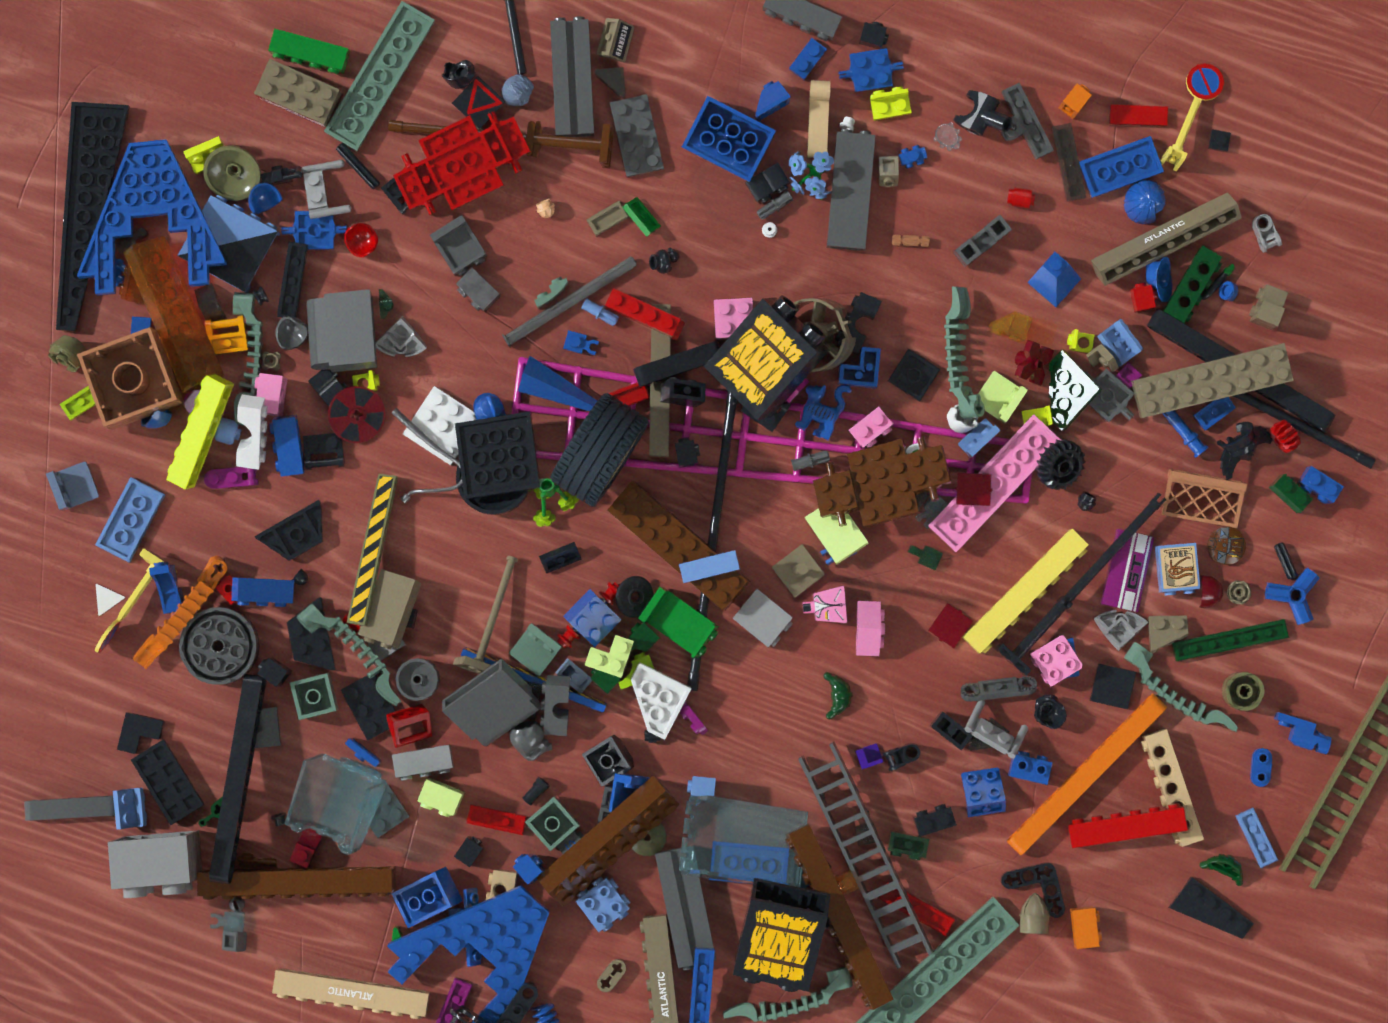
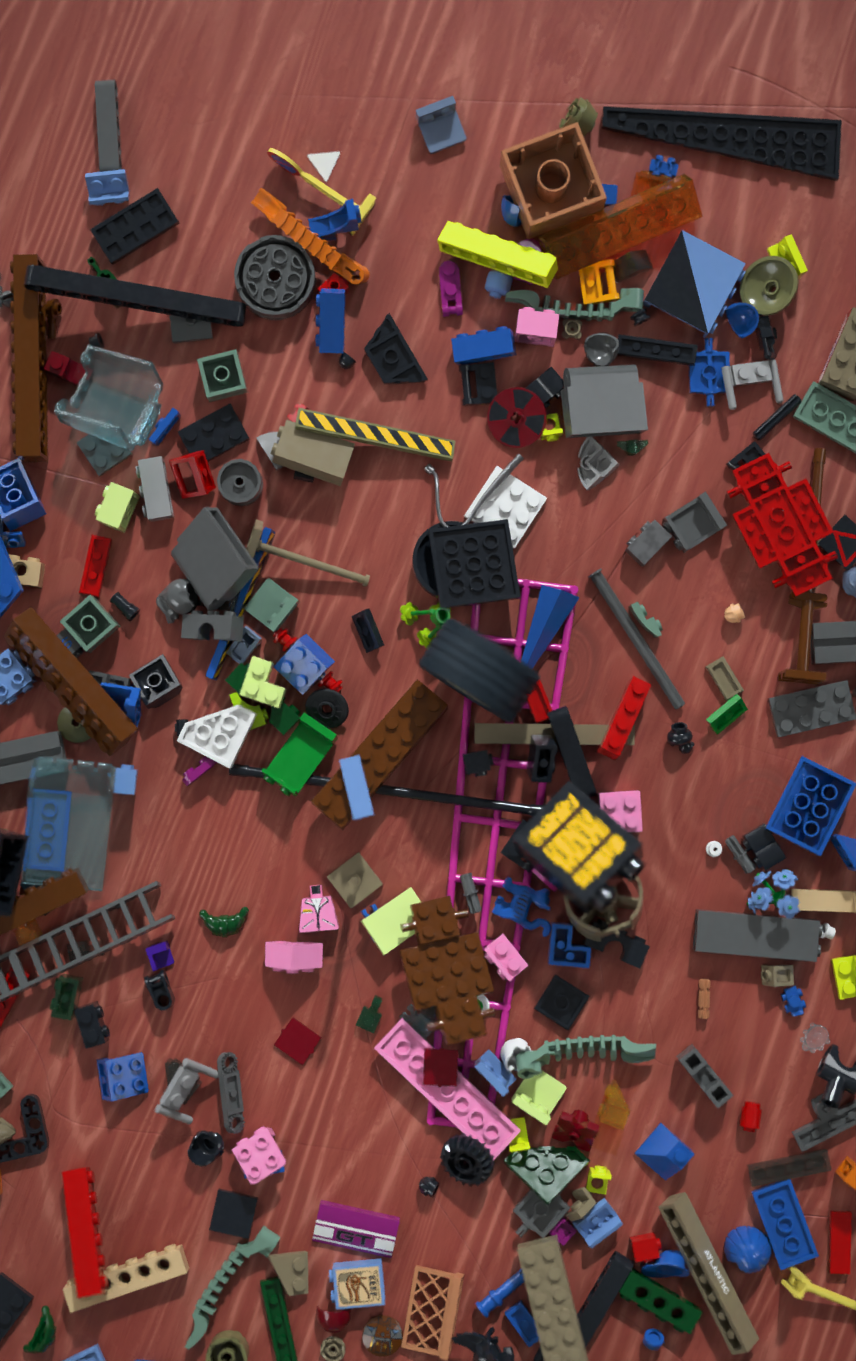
camera: 90 degrees right, 0 degrees up
(78, 403) = (524, 127): lime plate -> none
(124, 243) = (700, 180): clear smoke plate -> none
(130, 519) = (406, 185): medium blue tile -> none
(135, 727) = (191, 192): black tile -> none
(149, 186) = (753, 200): blue wing -> none
(153, 860) = (48, 210): light grey brick -> none
(252, 414) = (515, 306): white arch -> none
(274, 671) = (248, 333): black brick -> none
(308, 647) = (285, 372): black wing -> none
(313, 619) = (301, 373): sand green piece -> none
(361, 239) = (700, 420): red helmet -> none
(469, 850) = (62, 537): black brick -> none
(488, 406) = (525, 554): blue piece -> none
(529, 867) = (43, 599): blue brick -> none
(577, 343) = (593, 647): blue plate -> none
(600, 312) = (625, 671): medium blue axle -> none
(763, 618) = (304, 843): light grey brick -> none
(951, 730) = (186, 1042): black brick -> none
(1025, 591) = (334, 1122): light yellow brick -> none
(1030, 768) = (146, 1127): blue brick -> none
(1065, 602) = (321, 1165): black piece -> none
(1086, 774) = (141, 1186): orange beam -> none
(1120, 627) = (296, 1221): light grey brick -> none
(1218, 281) = (674, 1337): black piece -> none
(1219, 140) = (814, 1329): black plate -> none

